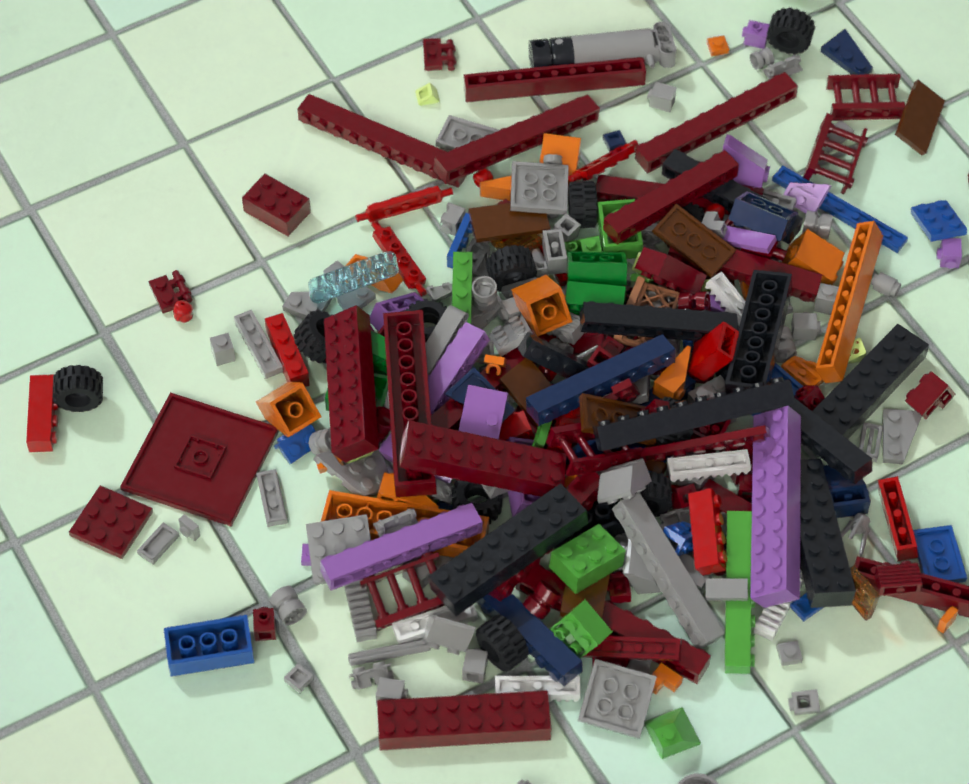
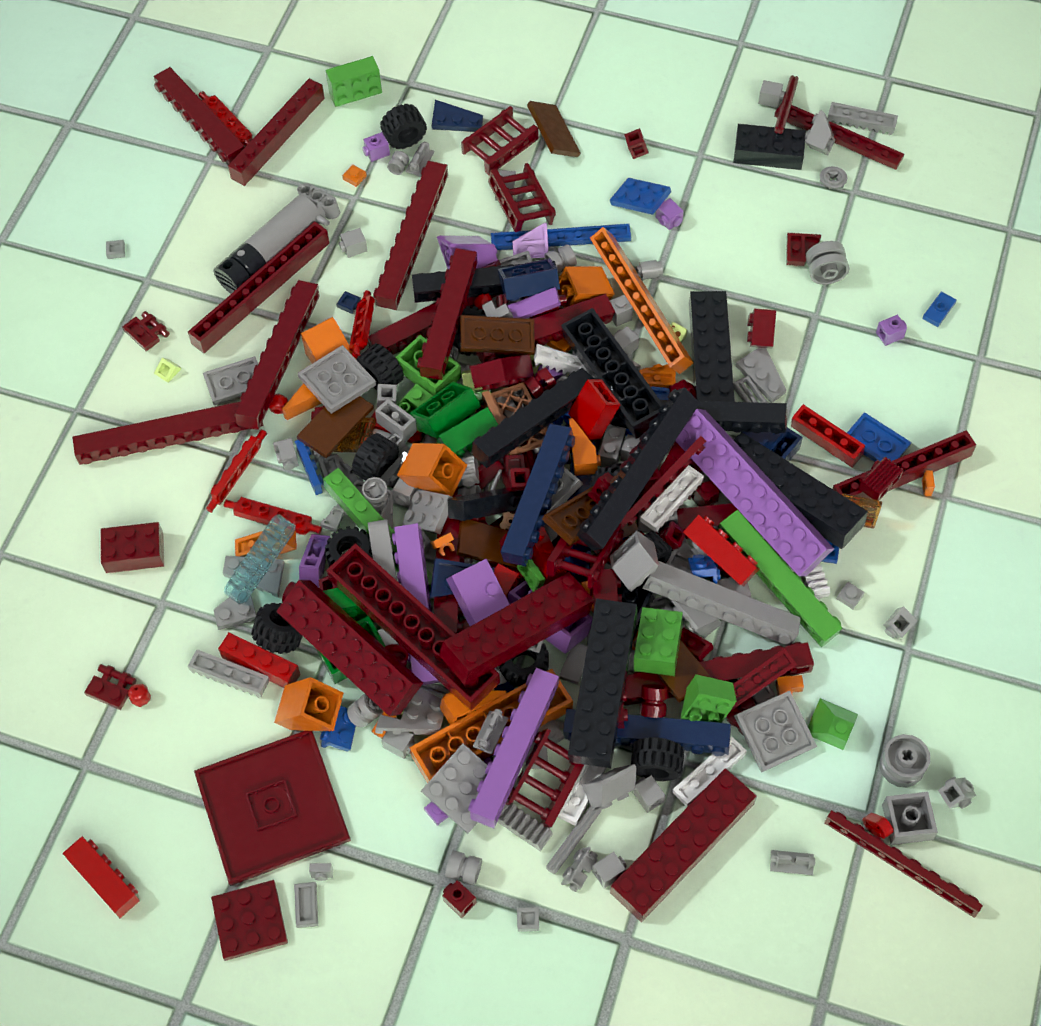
camera: 40 degrees left, 5 degrees up
(77, 388) = (117, 831): black tyre -> none
(208, 645) = (435, 955): blue brick -> none
(222, 349) = (204, 700): light grey brick -> none
(271, 498) = (361, 790): light grey tile -> none
(327, 482) = (398, 743): none -> light grey brick
(552, 159) = (327, 349): light grey tile -> none
(624, 391) = (567, 490): dark red plate -> none
(726, 589) = (775, 583): light grey tile -> none
(858, 526) = (805, 462): light grey plant -> none

